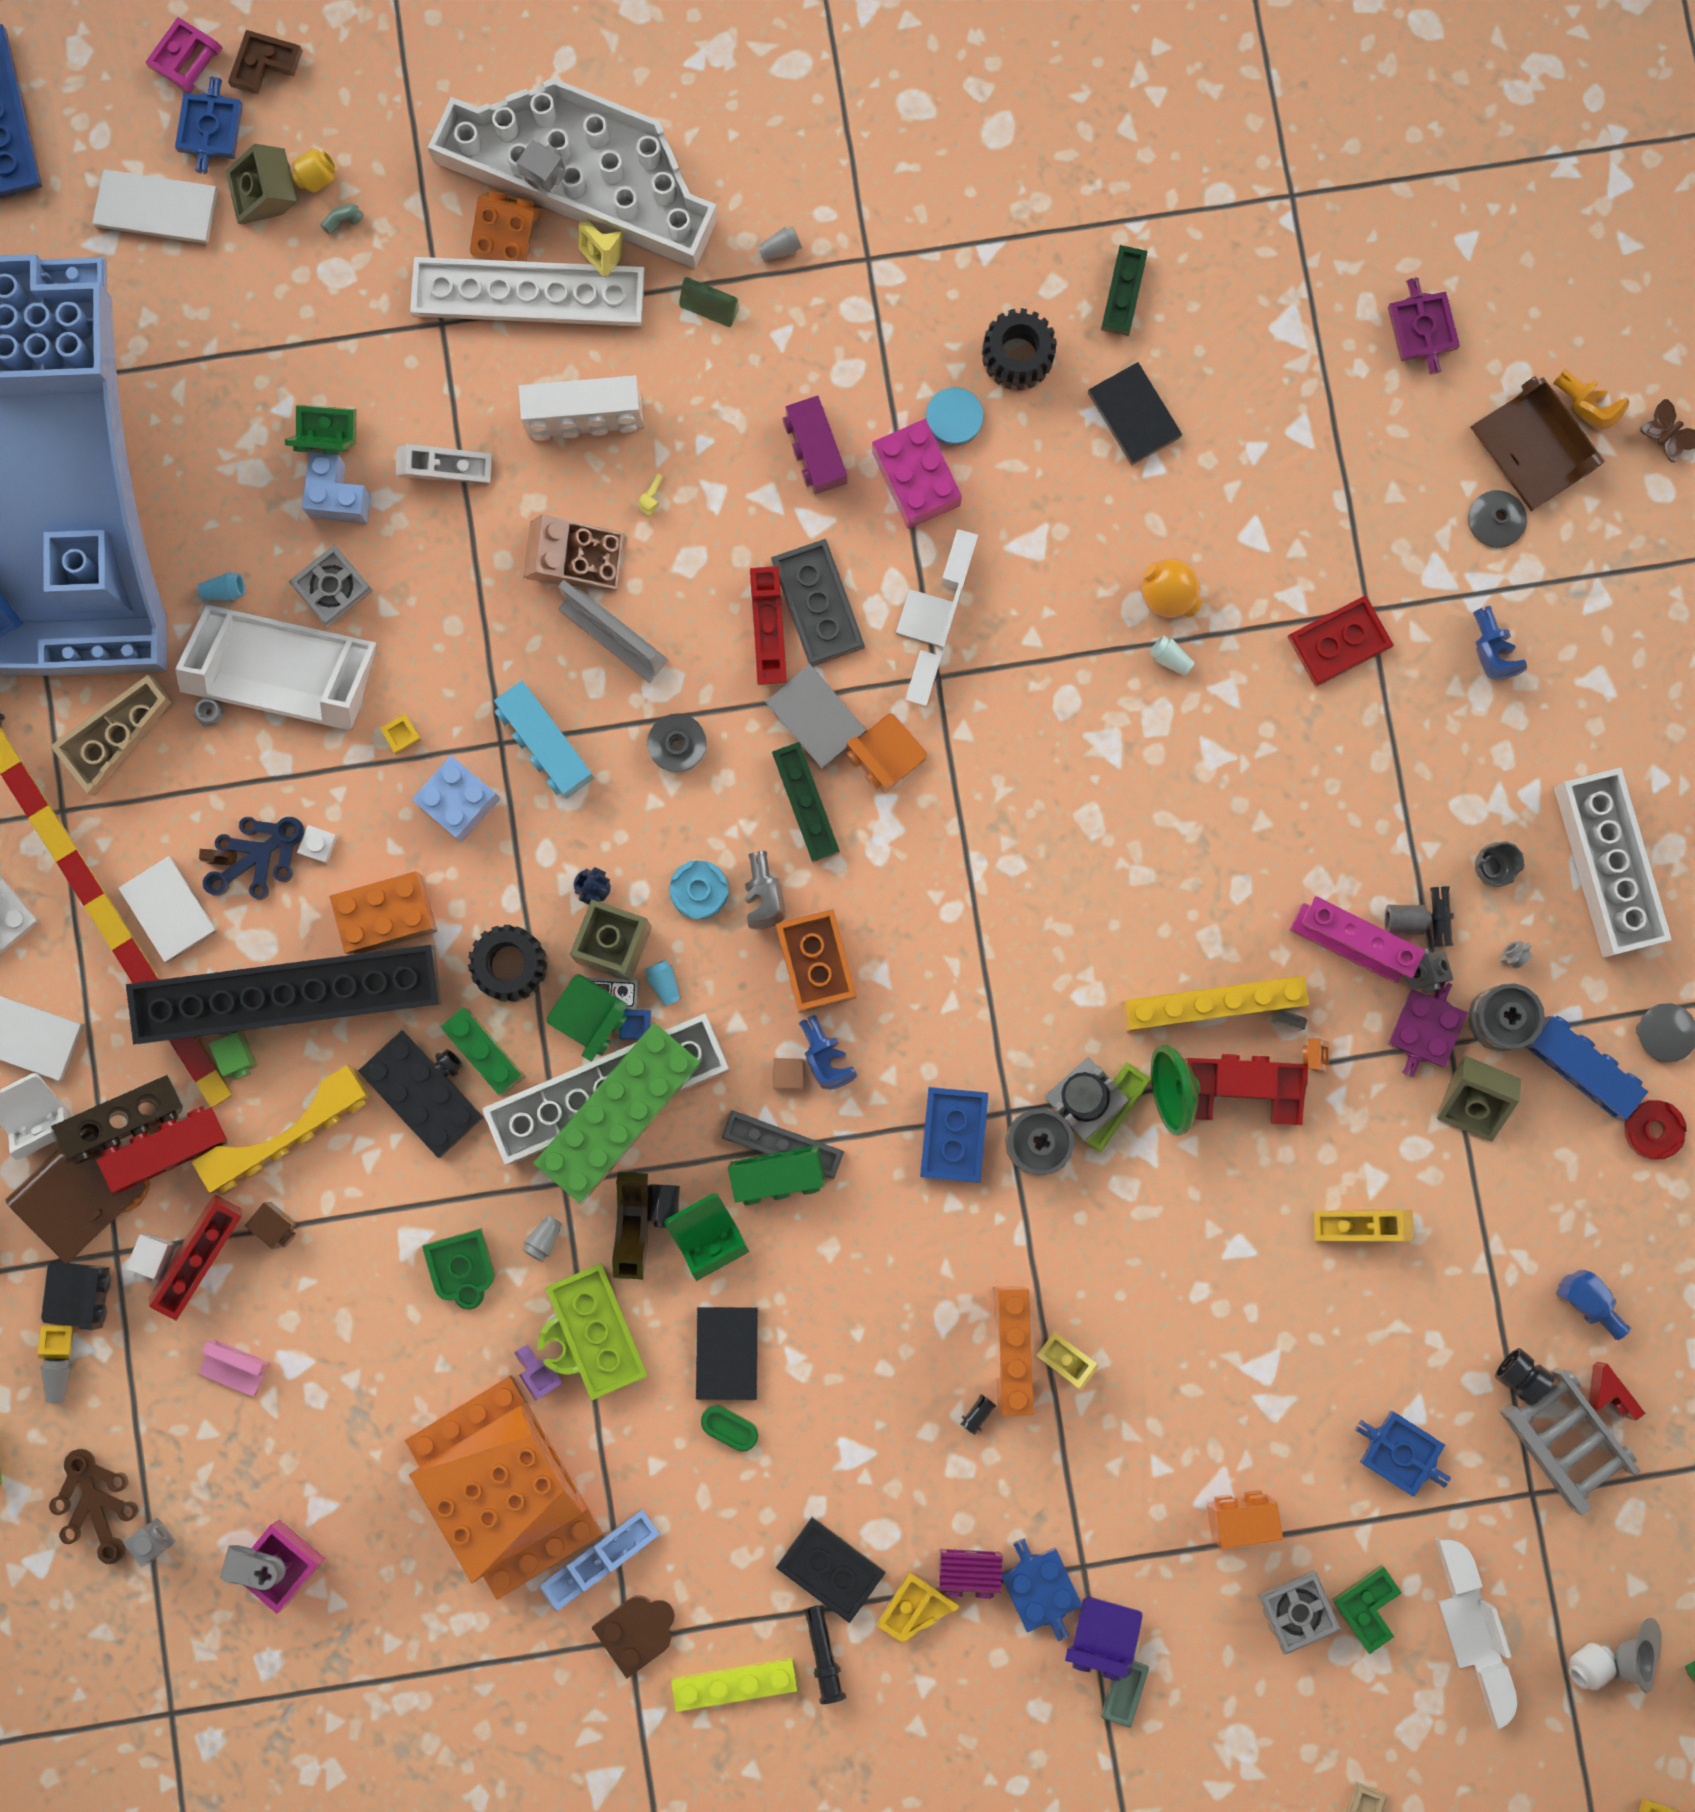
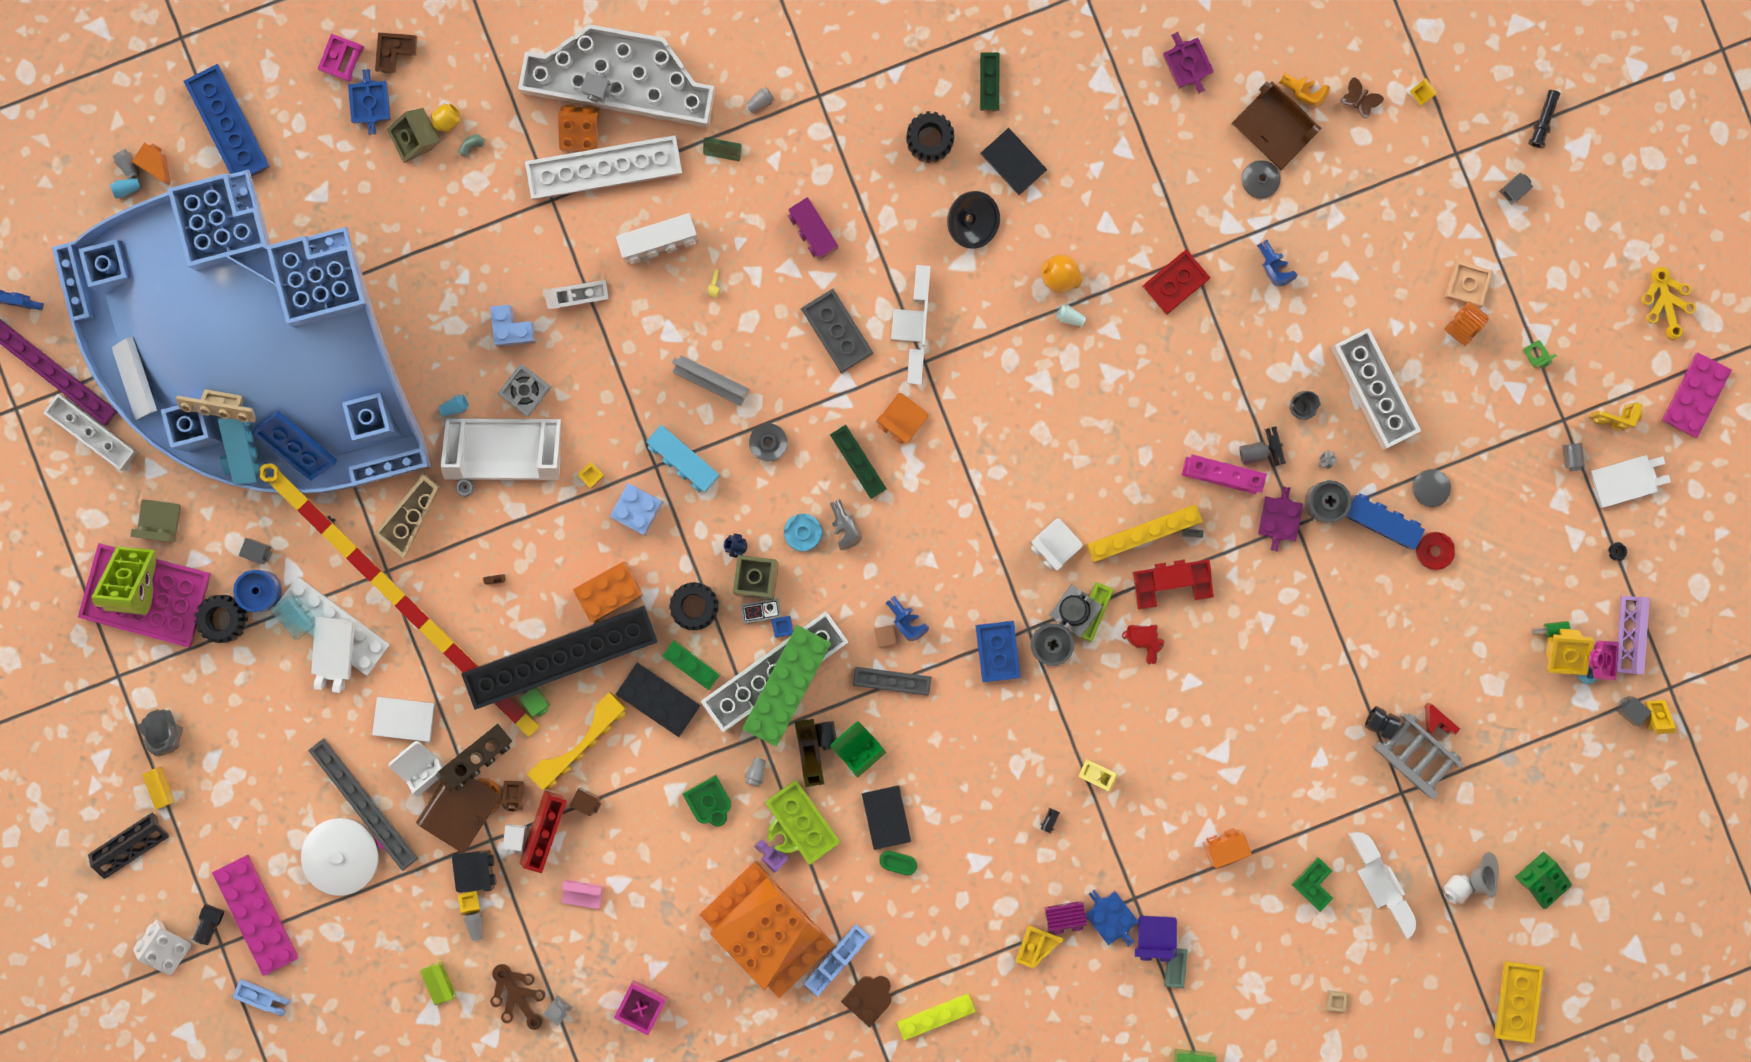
camera: 15 degrees left, 5 degrees up
(155, 206) = (347, 163): white tile -> none
(162, 1150) = (506, 771): red brick -> none
(164, 1192) = (513, 795): none -> reddish brown bracket
(167, 909) = (470, 619): white tile -> none
(246, 1568) = (622, 1011): light grey piece -> none
(258, 854) = (519, 571): dark blue plant -> none
(317, 844) = (554, 556): white plate -> none
(323, 428) = (494, 289): green bracket -> none
(447, 1063) = (670, 676): black plate -> none
(573, 553) = (673, 334): nougat slope -> none
(588, 1015) = (752, 628): green bracket -> none
(600, 249) = (646, 131): light yellow slope -> none
(663, 981) = (794, 595): medium azure cone -> none
(768, 625) = (809, 353): red slope -> none
(777, 1175) = (893, 701): green brick -> none
(815, 716) = (852, 405): light grey tile -> none
(816, 961) = (887, 562): orange brick -> none
(826, 1668) = (990, 994): black pin -> none
(830, 1569) = (979, 934): black tile -> none
(916, 473) = (882, 233): dark pink brick -> none
(954, 416) = (898, 189): medium azure tile -> none
(1014, 1332) = (1062, 769): orange arch -> none
(1071, 486) = (982, 222): none -> black dish
(1077, 992) = (1055, 544): none -> white bracket
(1174, 1089) = (1129, 593): green dish -> none
(1184, 1164) = (1146, 638): none -> red animal
(1298, 1610) = (1271, 895): light grey piece -> none
(1317, 1055) = (1214, 552): orange plate -> none
(1364, 1225) = (1265, 651): yellow slope -> none
(1402, 1453) = (1316, 786): blue plate -> none
(1431, 972) = (1275, 483): dark grey brick -> none
(1479, 1098) = (1321, 556): olive slope -> none
(1593, 1300) = (1416, 666): blue piece -> none

